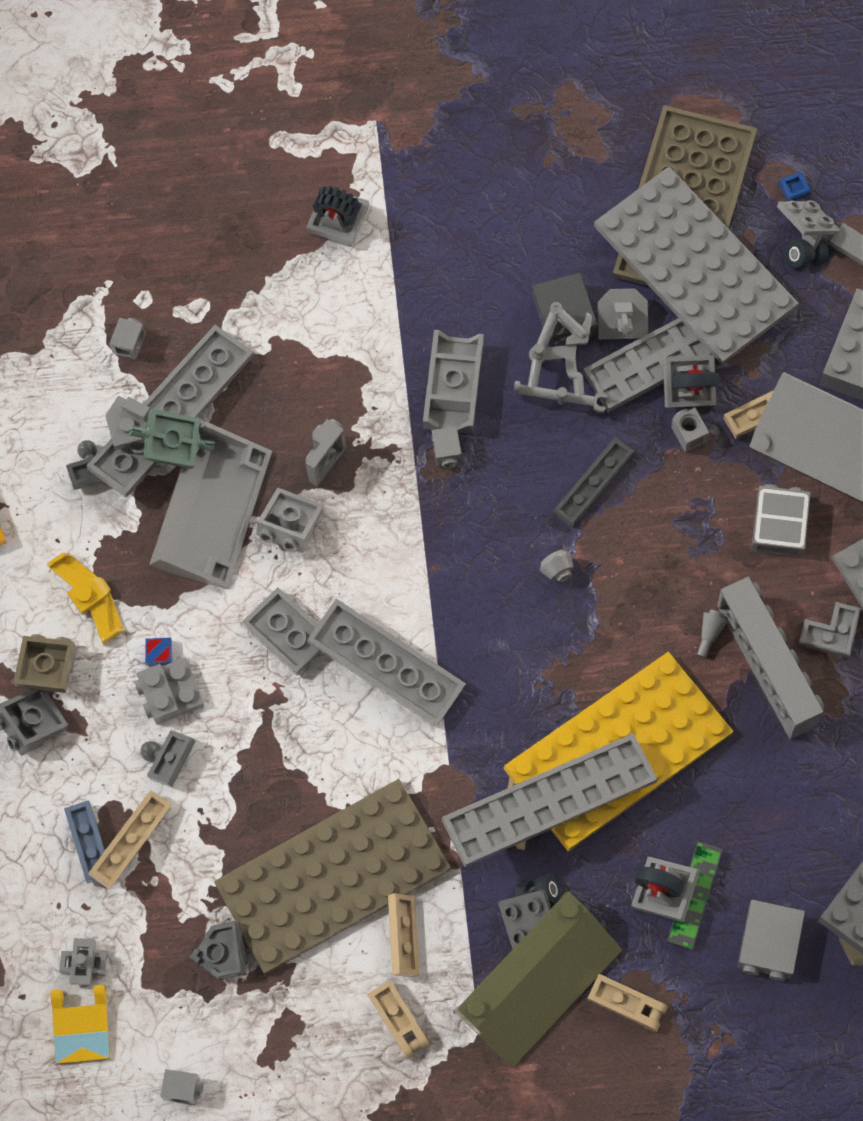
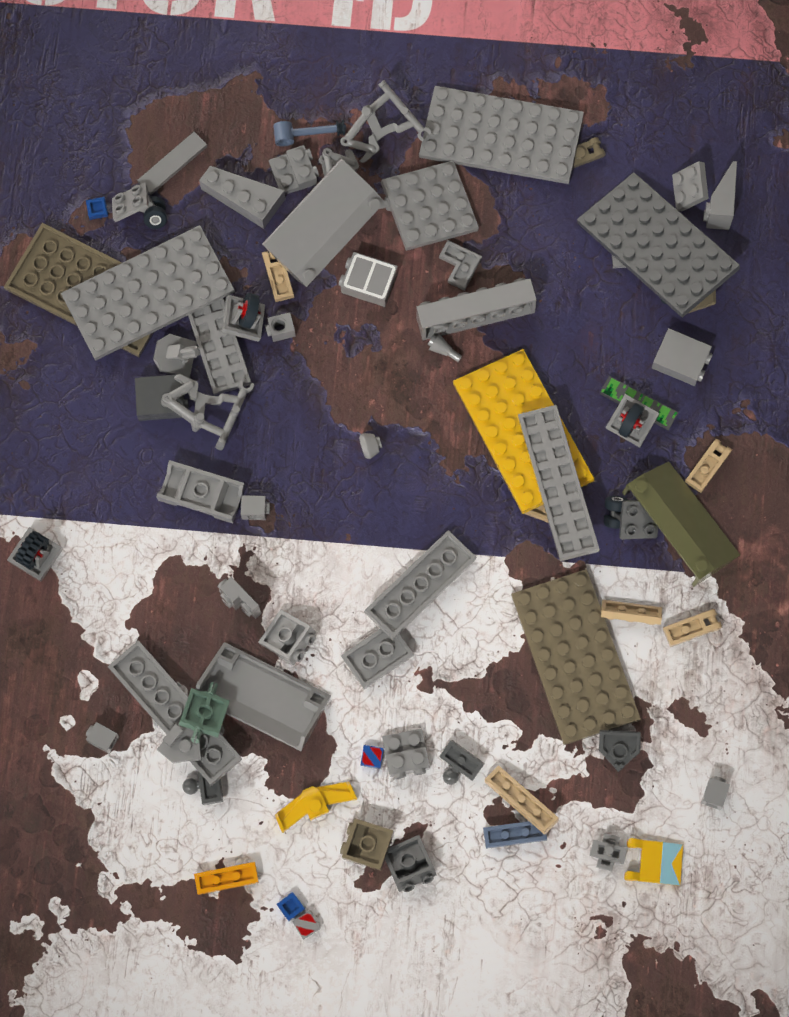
camera: 80 degrees left, 5 degrees up
(593, 482) = (305, 406): dark grey tile -> none

